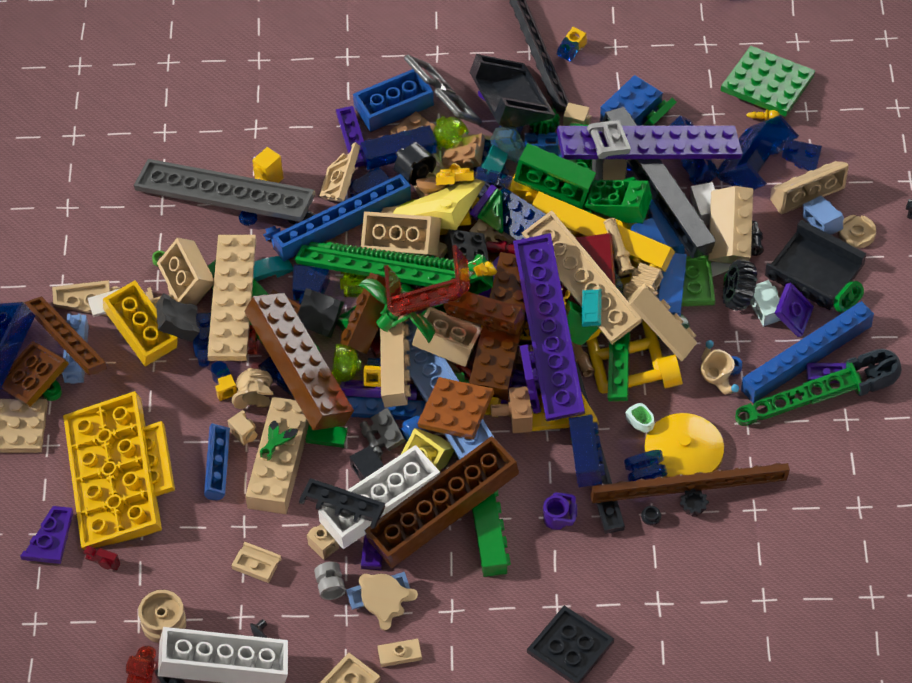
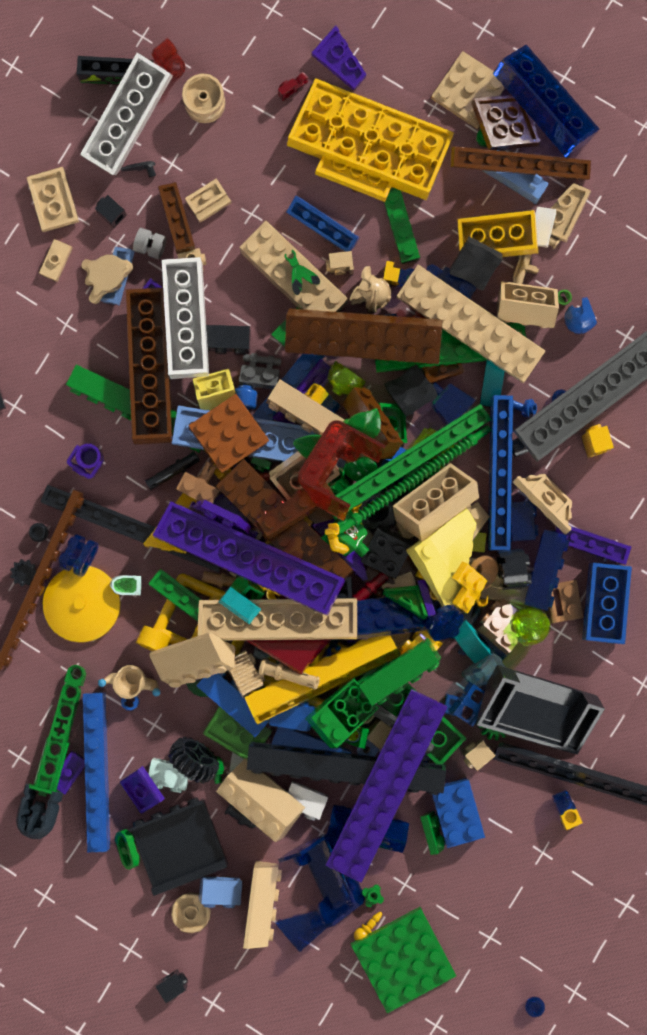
camera: 120 degrees right, 30 degrees up
(167, 232) = (580, 319): none -> blue helmet
(180, 403) = (401, 227): none -> green plate
(291, 571) = (176, 218): none -> reddish brown plate
(321, 632) = (110, 211): none -> black brick
(342, 501) = (188, 277): black hinge -> none
(443, 90) = (587, 654): dark grey bar -> none
(523, 449) = (173, 470): none -> black pin
(585, 450) = (116, 510): clear blue brick -> none
(614, 137) = (397, 748): light grey plate -> none
(740, 124) = (367, 892): none -> green plate

